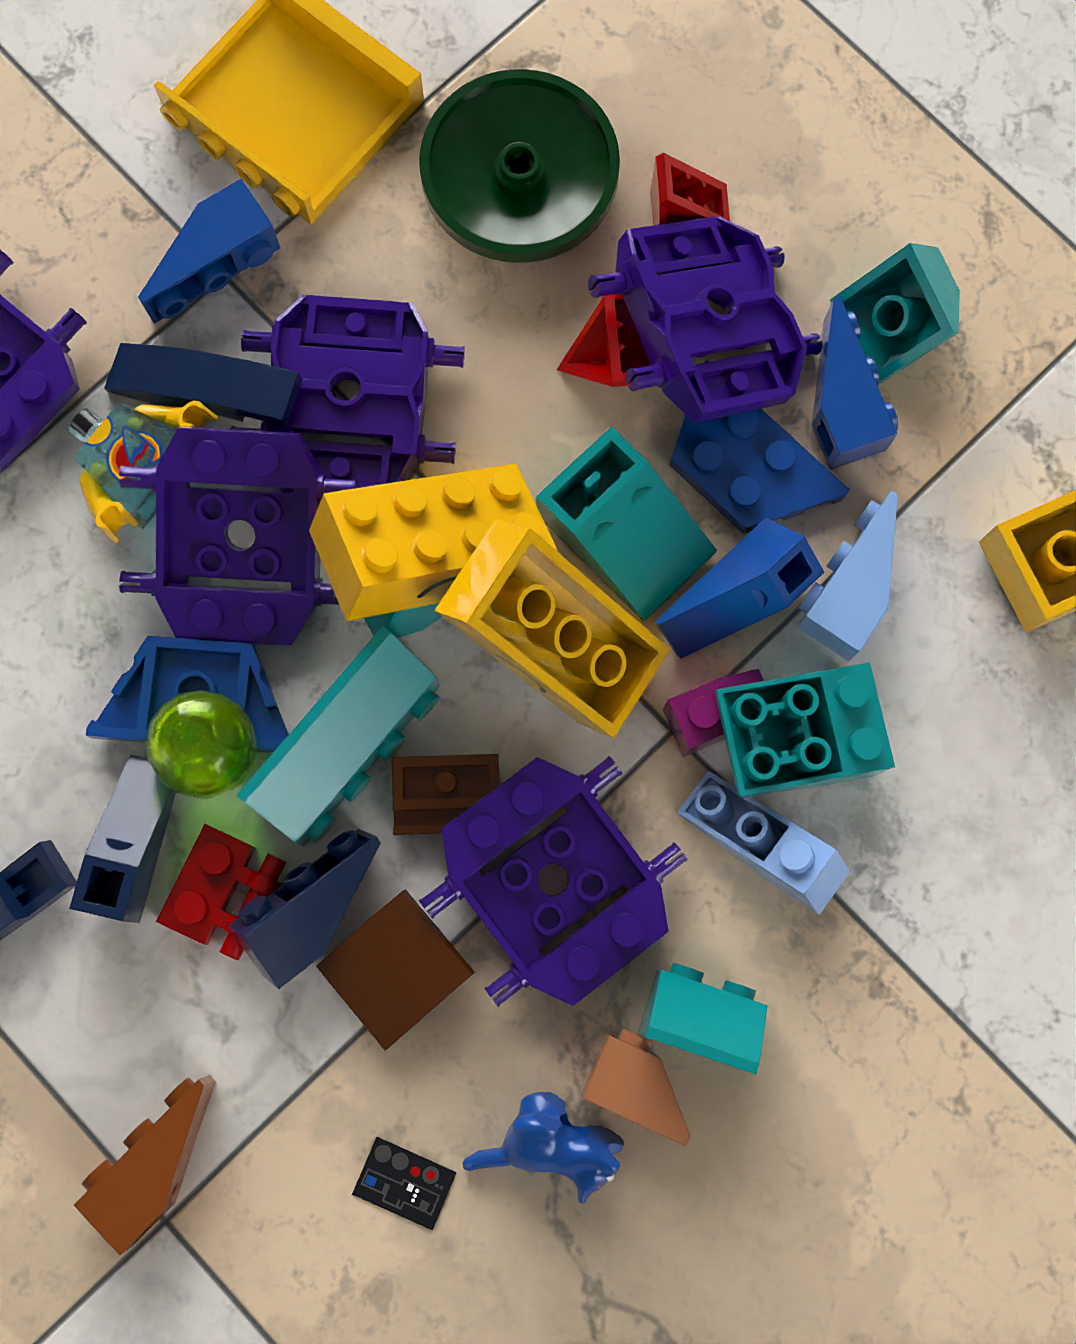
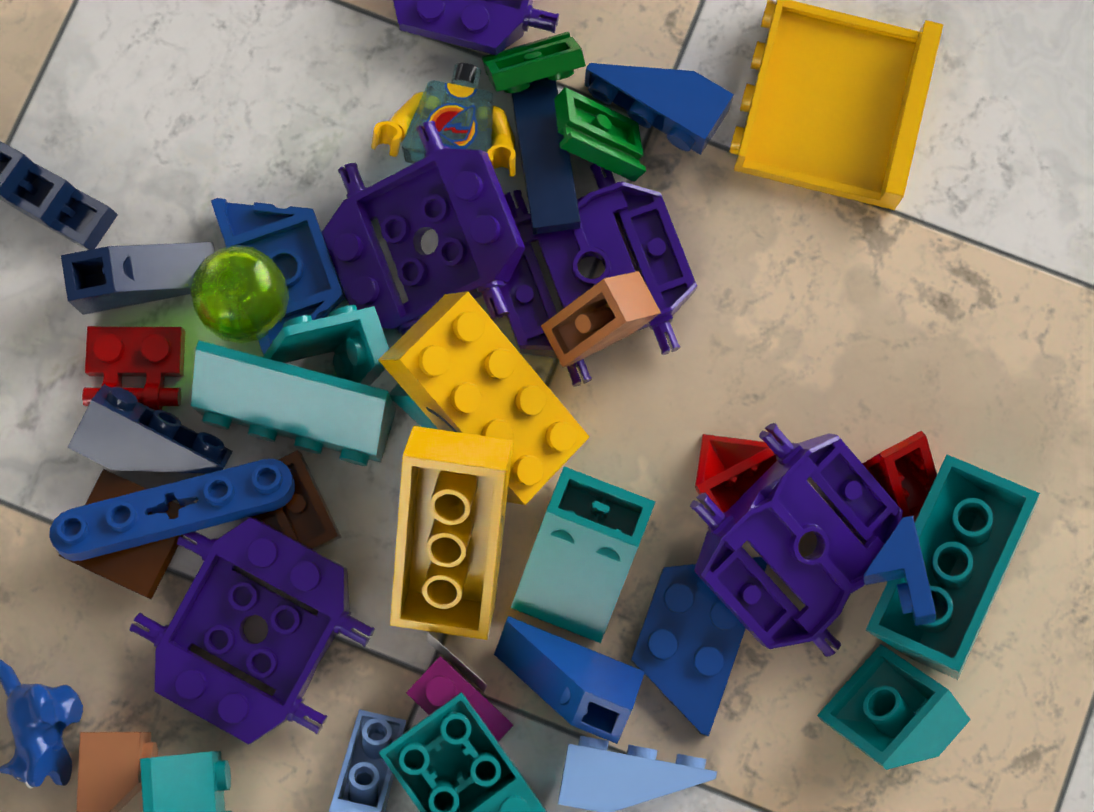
camera: 65 degrees right, 0 degrees up
(106, 353) = (544, 58): none -> green plate
(215, 320) = (599, 134): none -> green plate
(308, 648) = (348, 332): none -> teal bracket
(384, 960) = (125, 520): none -> blue piece
(405, 396) = (600, 317): none -> nougat slope
(519, 165) = (889, 285): dark green dish -> none
(659, 700) = (456, 662): none -> sticker
(774, 220) = (903, 559): none -> blue slope
(794, 192) = (967, 544): none -> teal slope
(848, 405) = (784, 700): blue slope -> none

